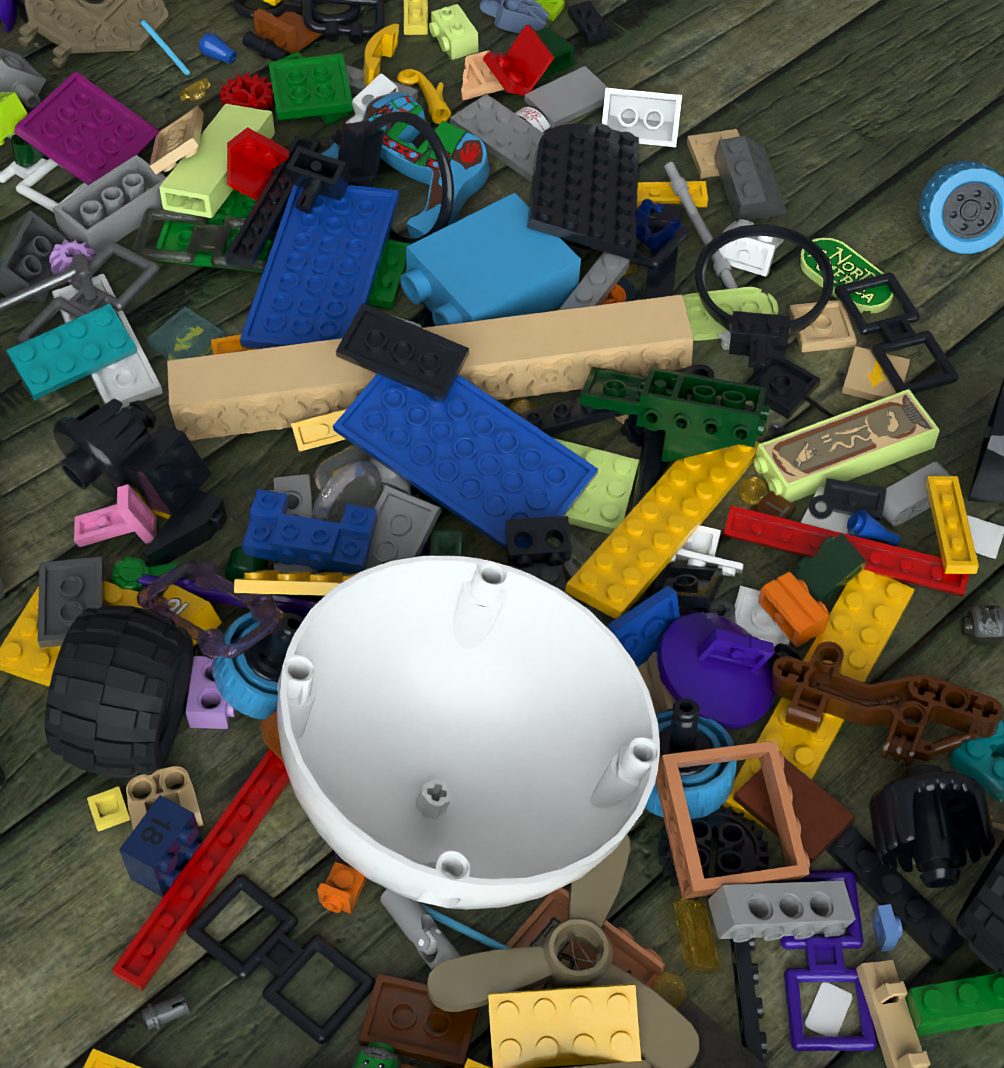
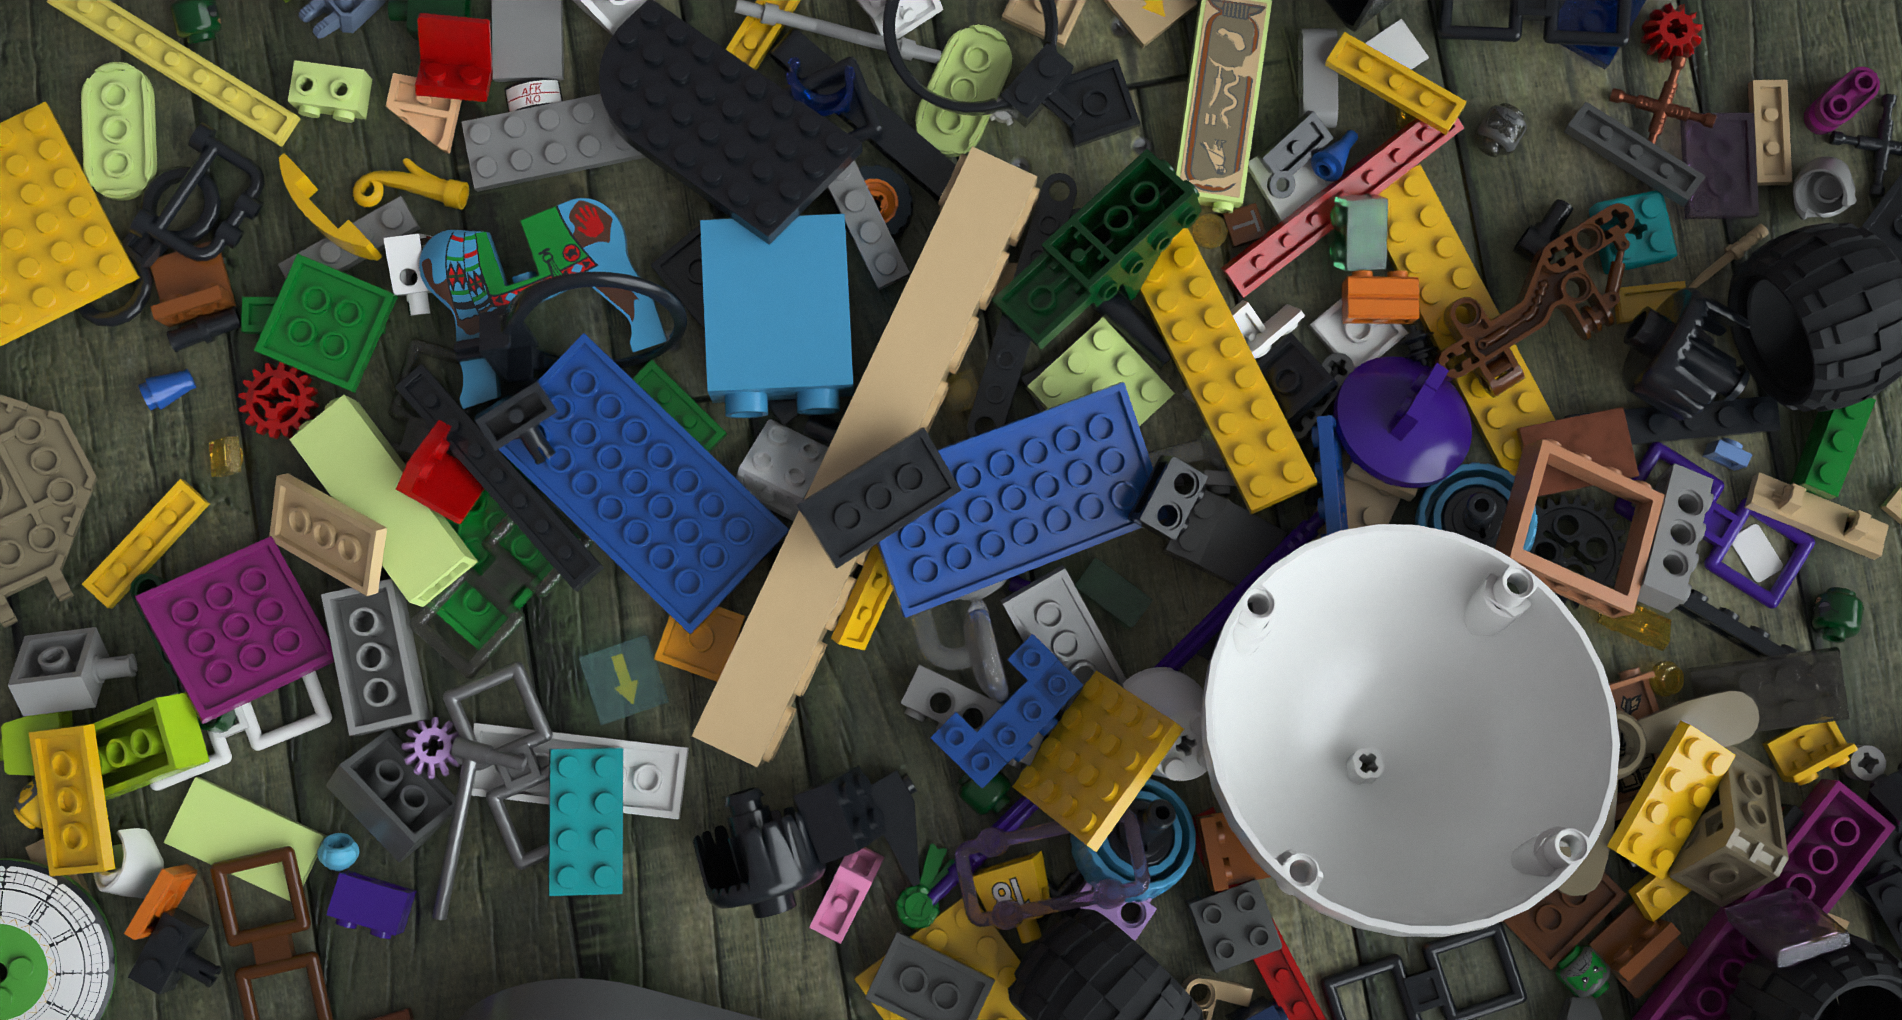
camera: 60 degrees left, 30 degrees up
(124, 83) = (146, 543): none -> yellow plate
(164, 46) = (124, 449): medium azure axle -> none
(242, 772) = (1234, 925): none -> dark grey bracket

